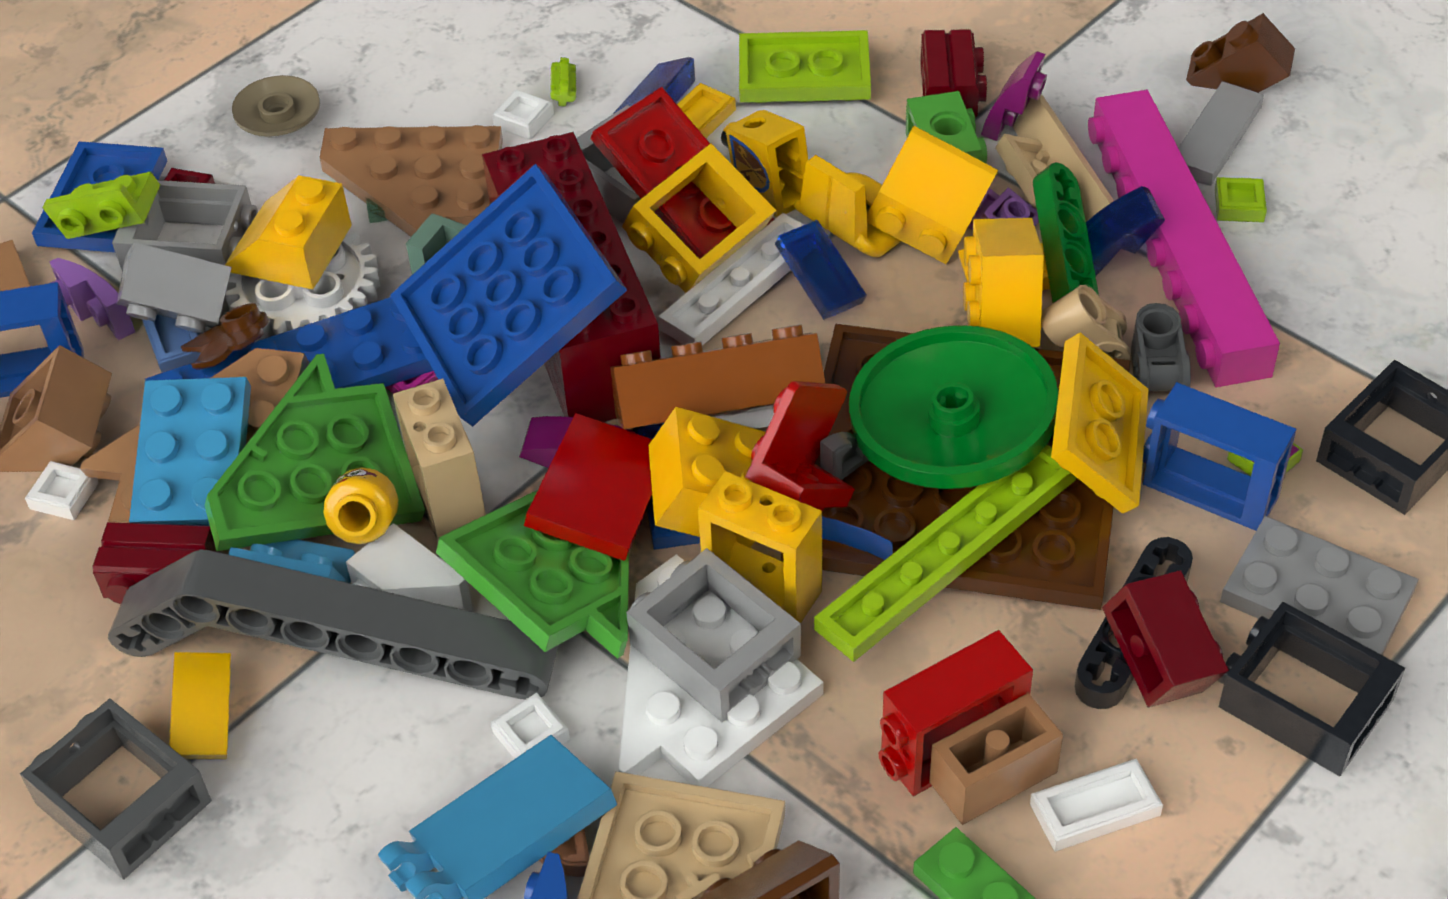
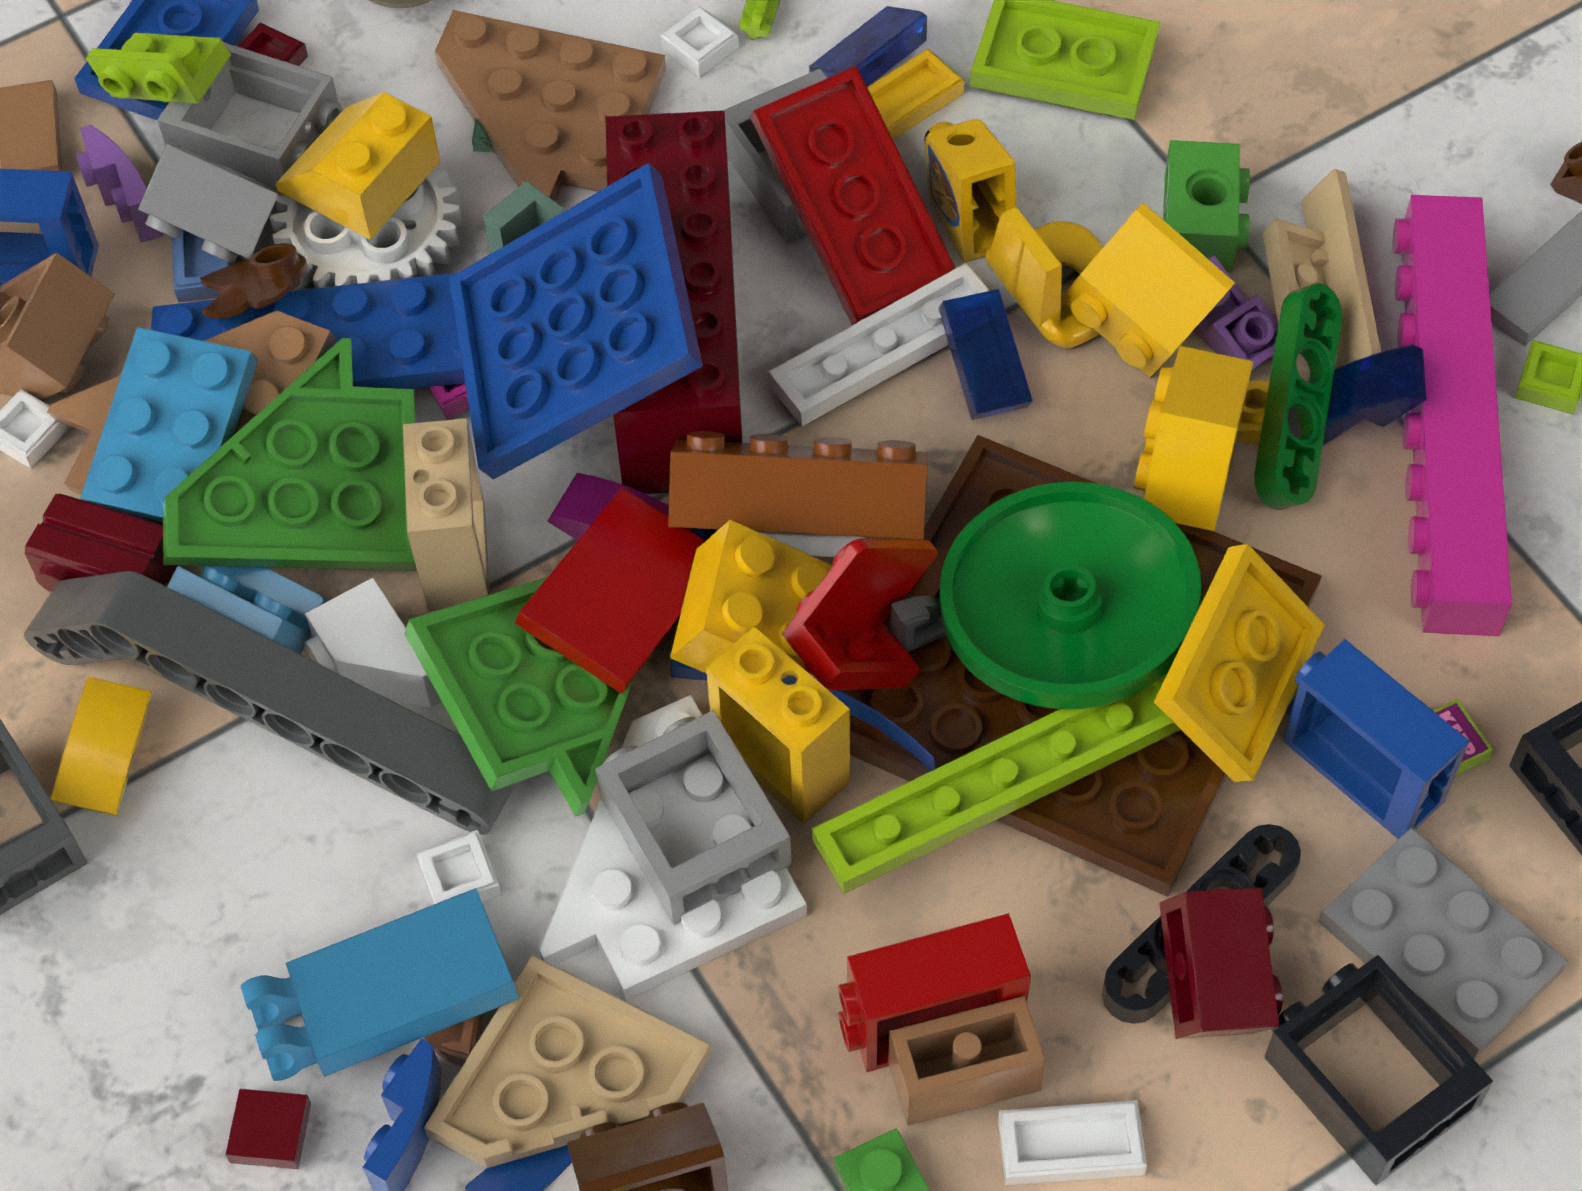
camera: 15 degrees right, 10 degrees up
(360, 505) = (337, 550): yellow head -> none
(726, 190) = (898, 225): yellow window -> none
(952, 65) = (1246, 104): dark red brick -> none
(1021, 86) = (1319, 159): magenta slope -> none
(1092, 316) = (1281, 518): tan piece -> none
(1159, 348) = (1361, 581): dark grey piece -> none

